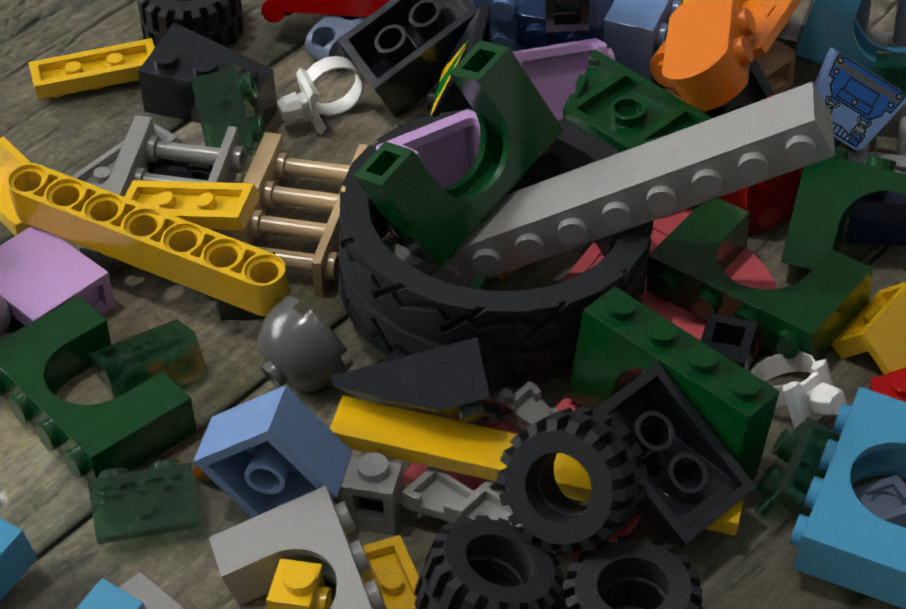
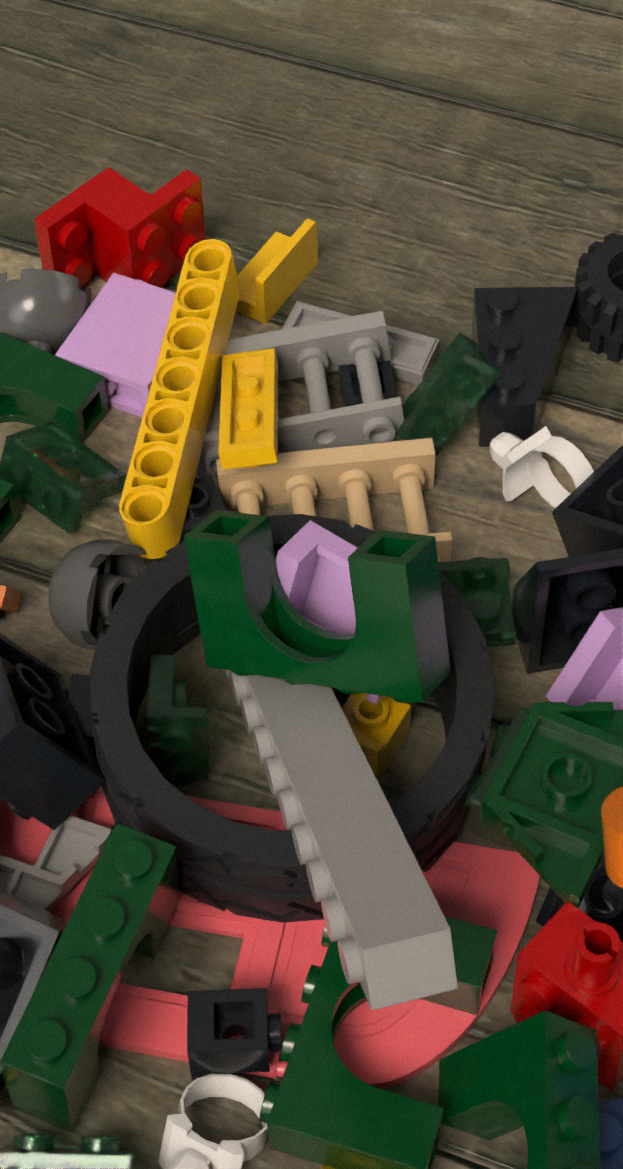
camera: 70 degrees right, 10 degrees up
(89, 69) = (496, 250): yellow plate -> none

